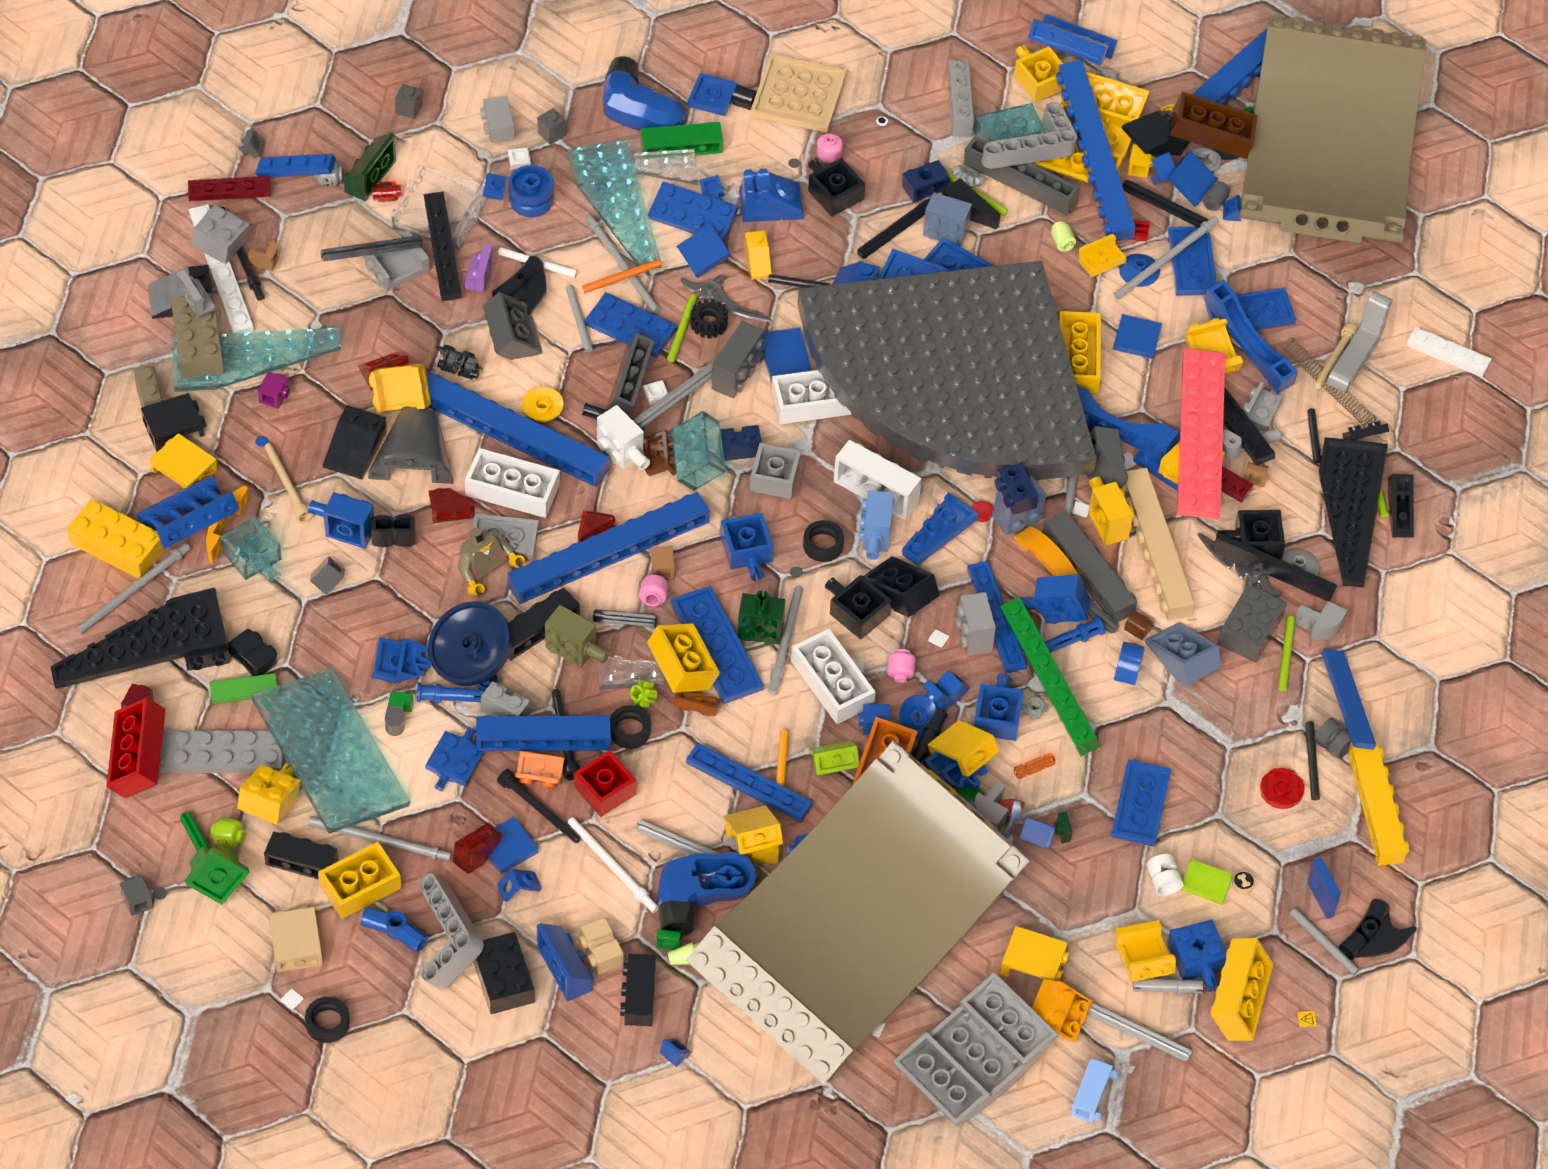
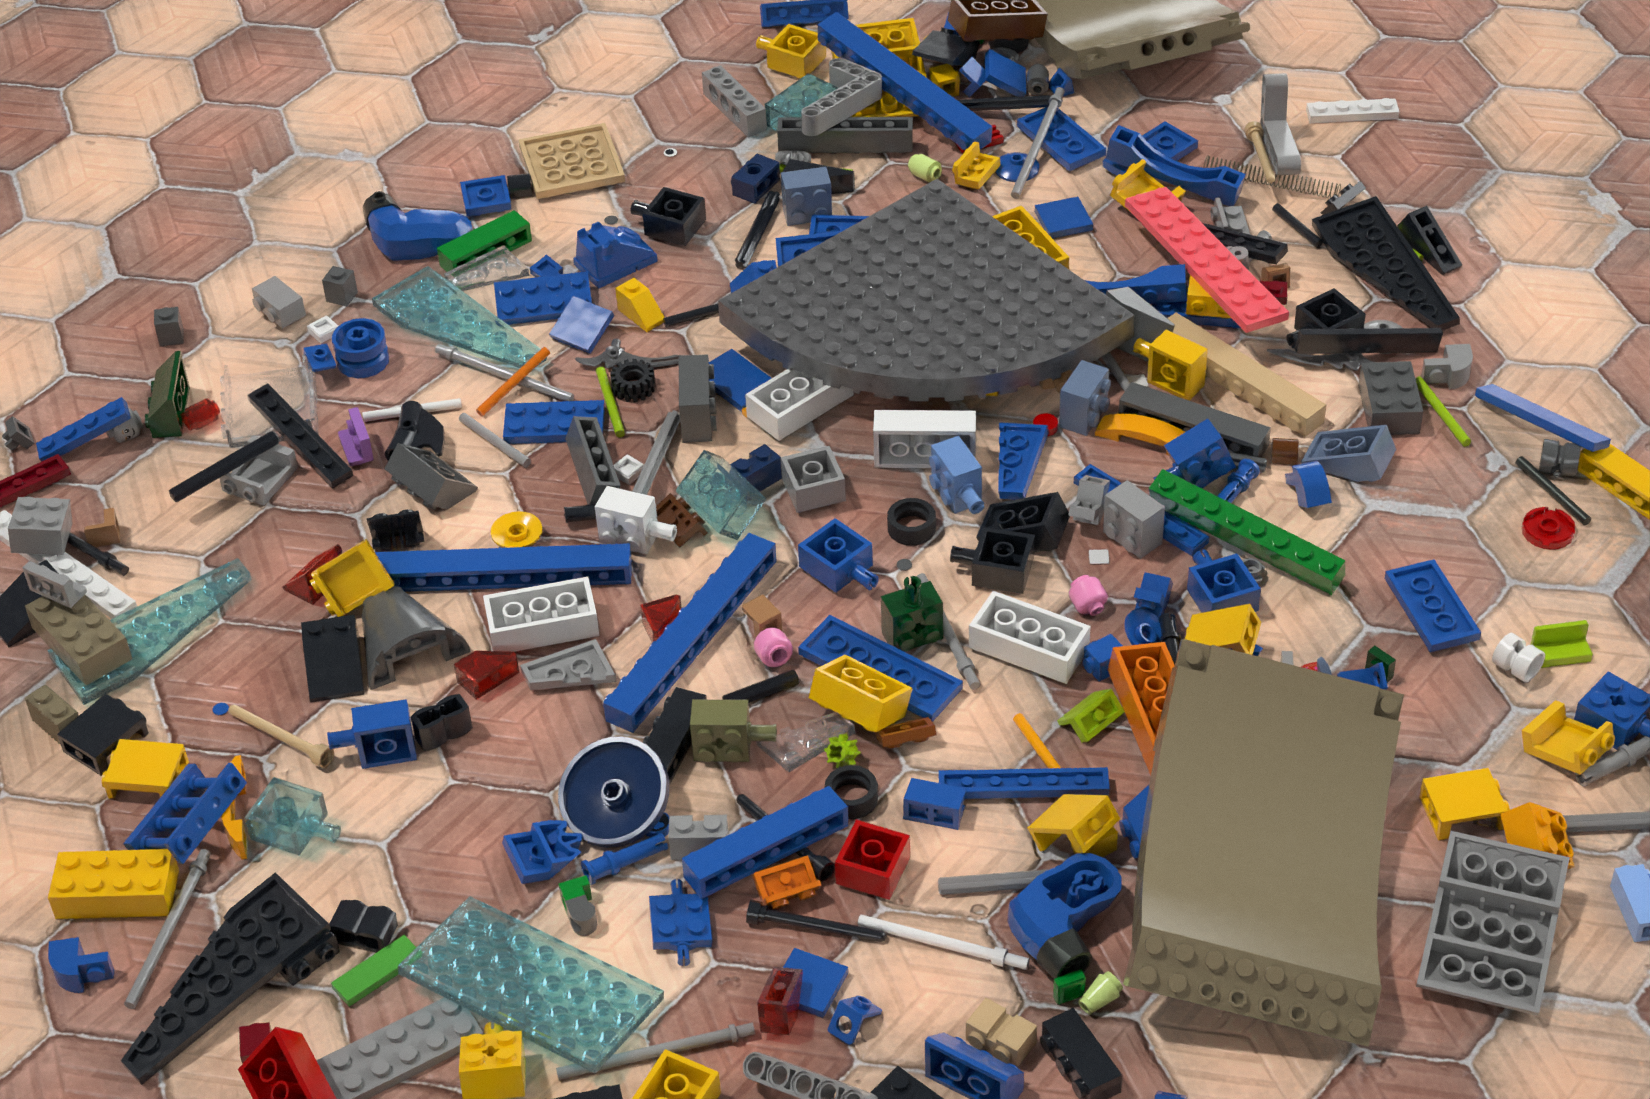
camera: 25 degrees left, 10 degrees down
(58, 584) = (75, 968): none -> blue brick
(273, 390) = (202, 650): magenta brick -> none
(327, 575) = (394, 804): dark grey panel -> none
(482, 555) = (561, 699): dark tan torso -> none
(677, 764) = (934, 803): none -> blue hinge
(829, 148) = (640, 188): bright pink head -> none
(963, 584) = (1090, 500): none -> light grey brick
(1016, 489) = (1082, 373): dark blue brick -> none
(1034, 765) = (1297, 624): clear orange axle -> none
(1243, 882) = (1597, 629): tile -> none

